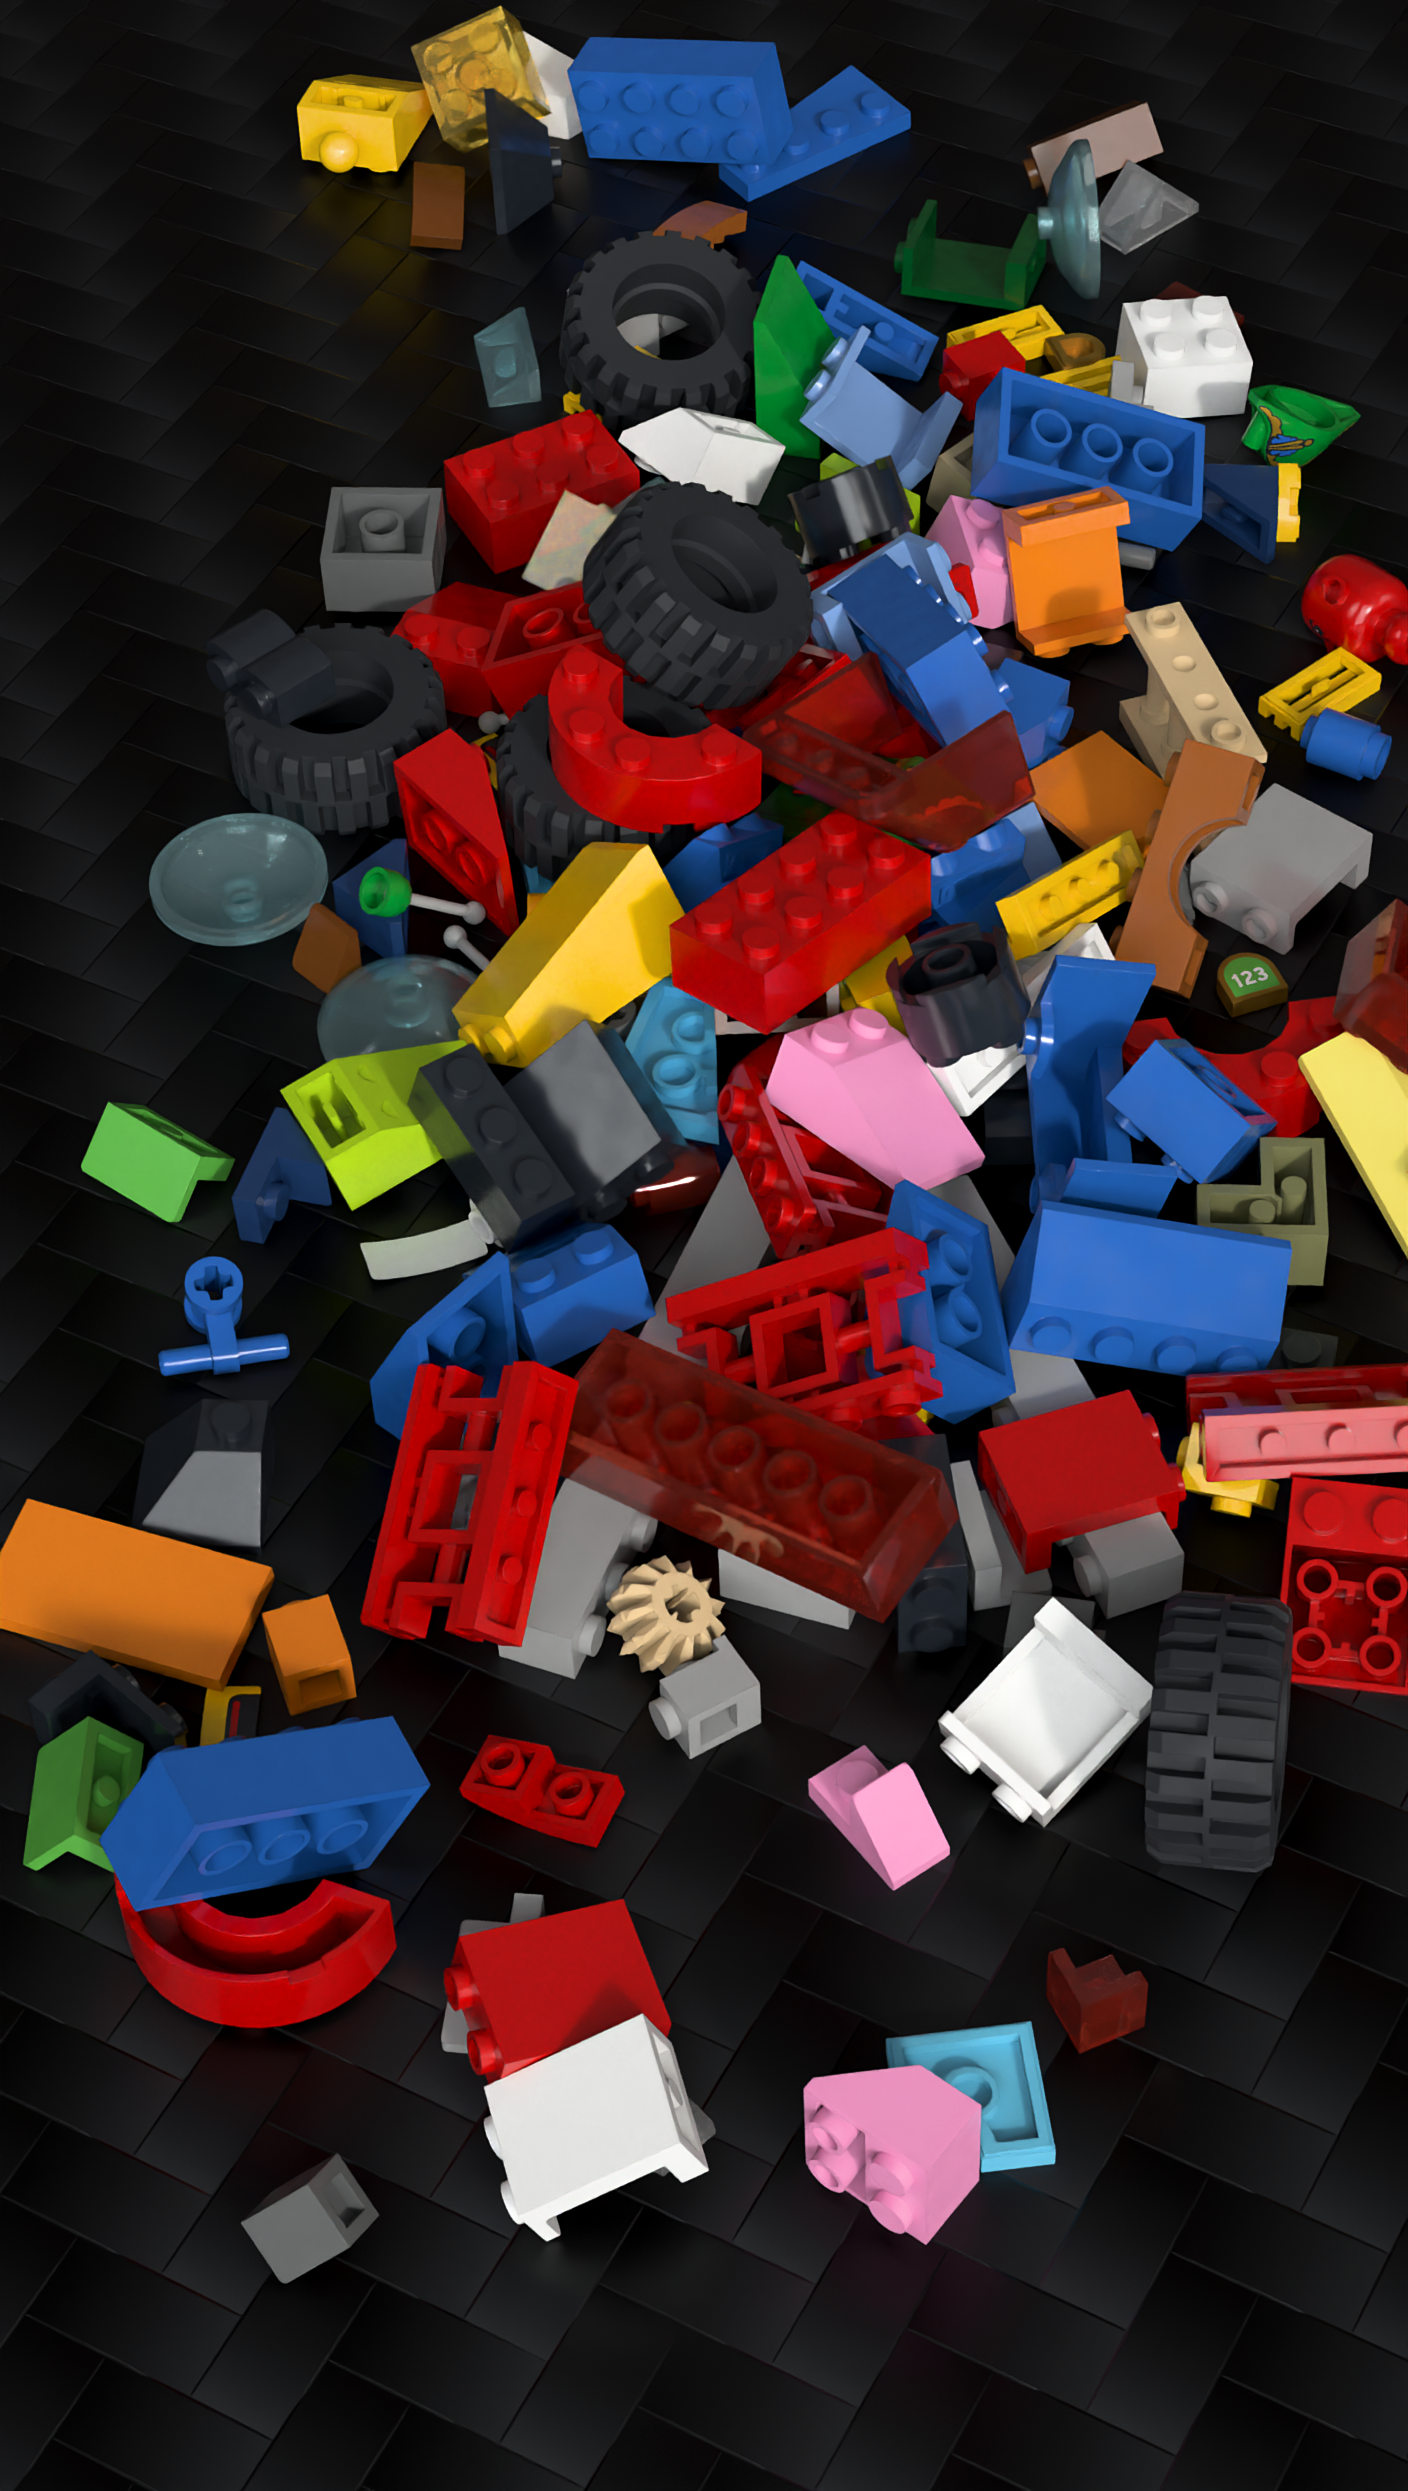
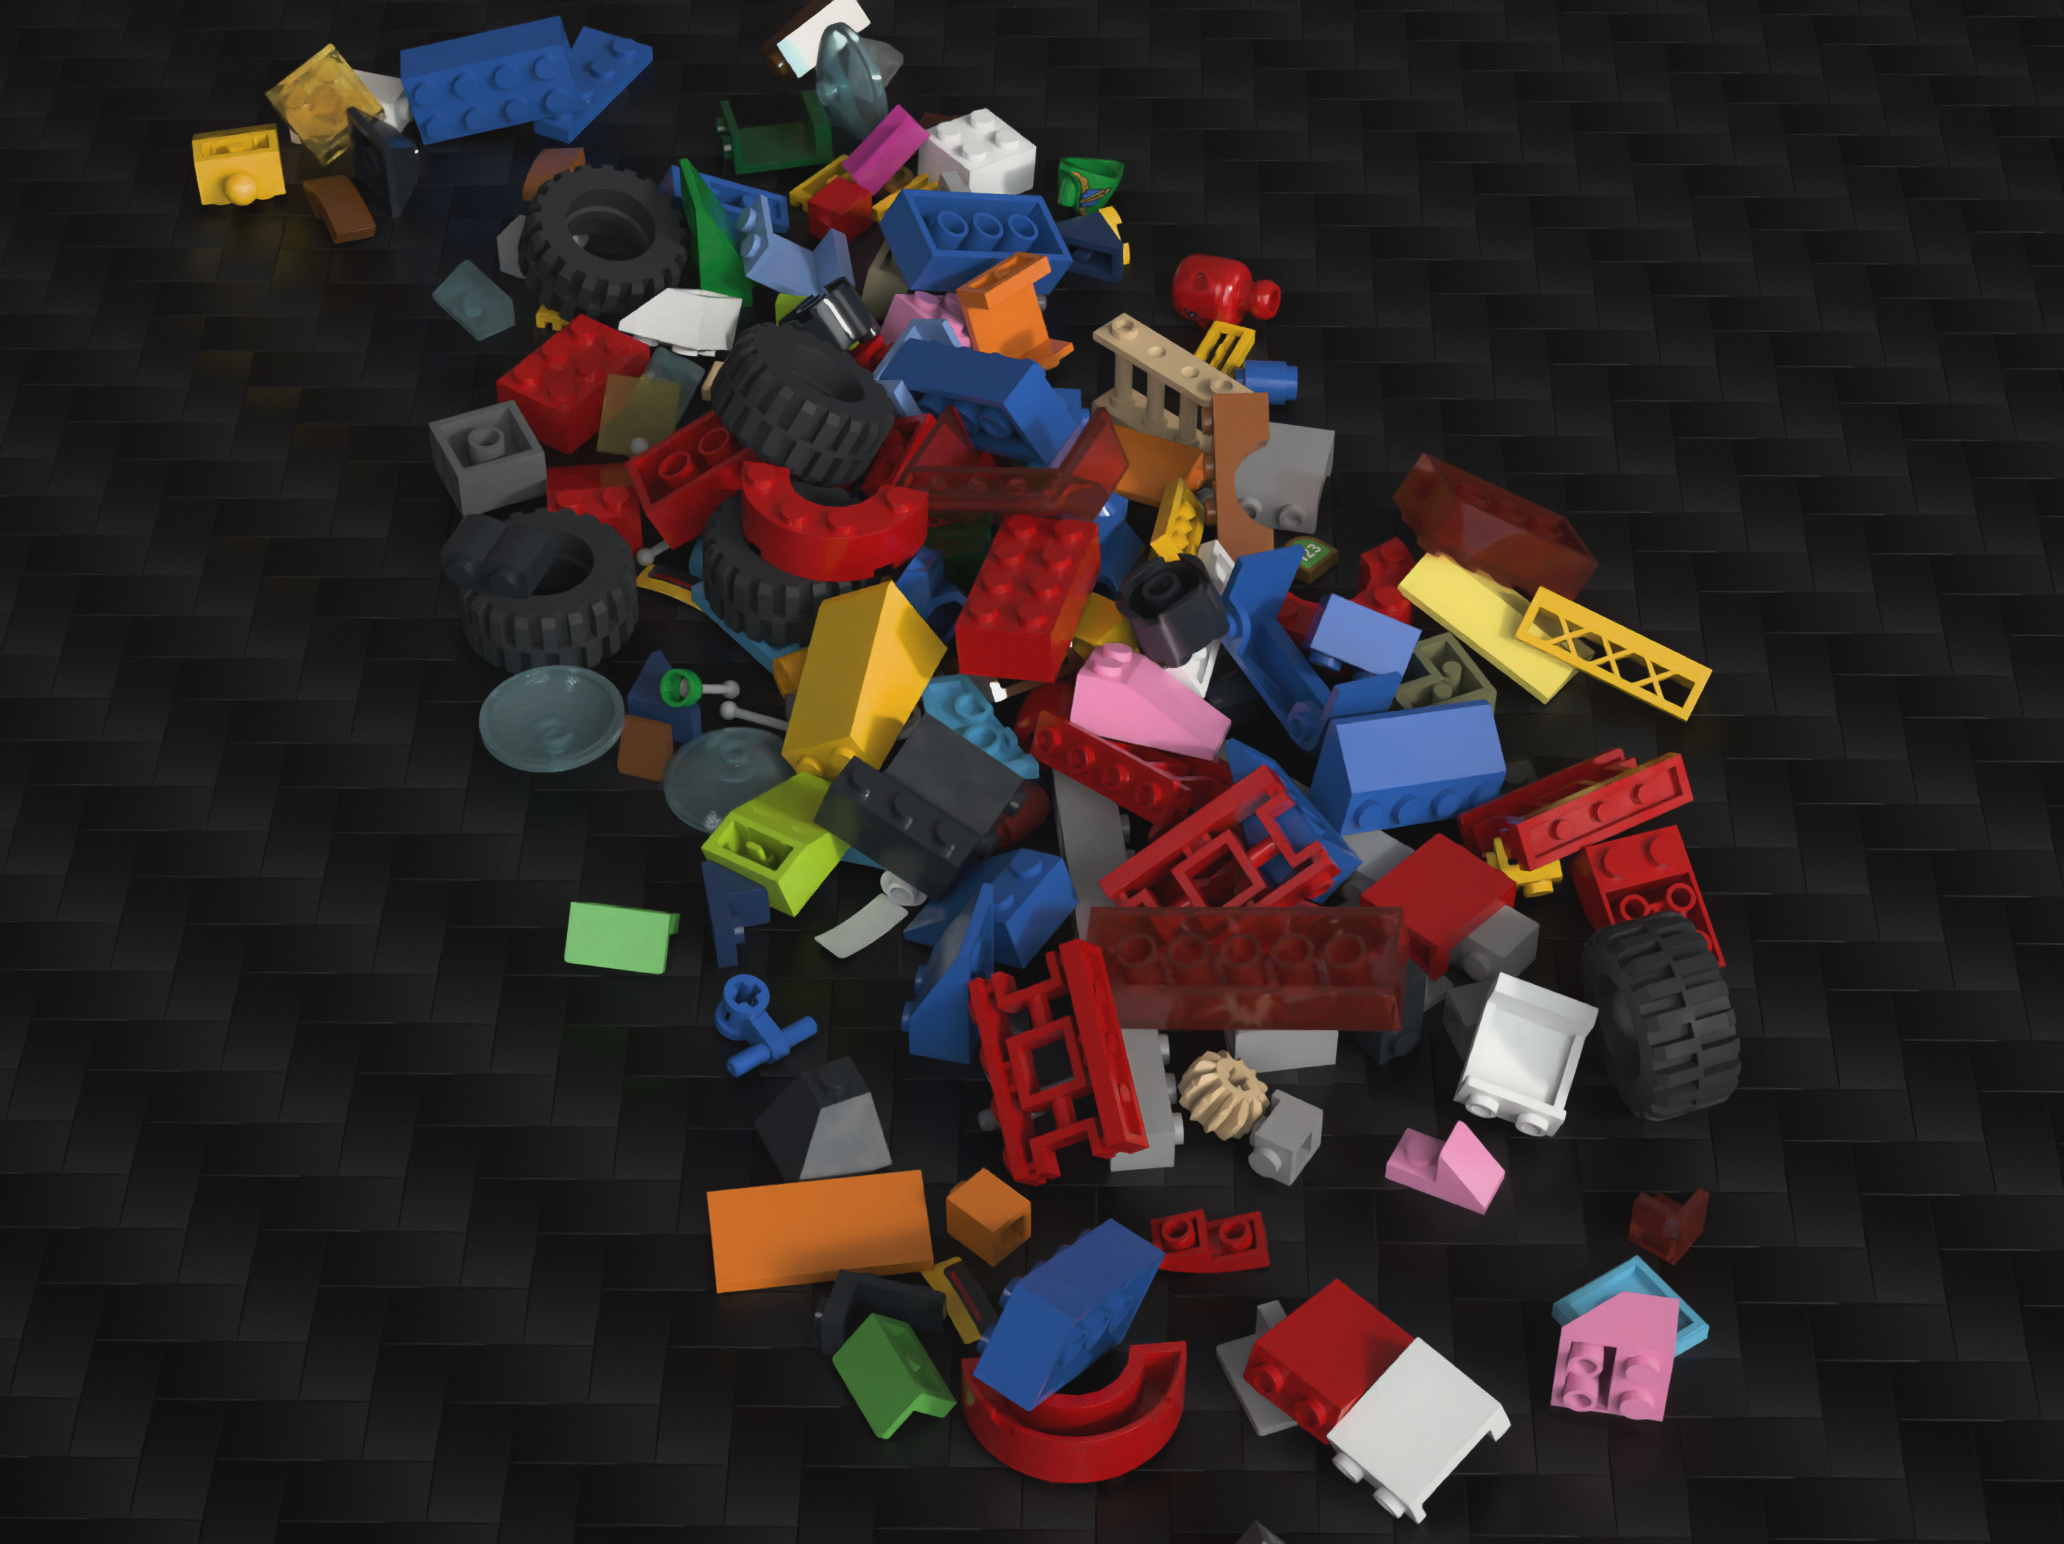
camera: 30 degrees left, 5 degrees down
(457, 823) = (701, 628): red slope -> none
(1071, 315) = (885, 150): none -> dark pink panel

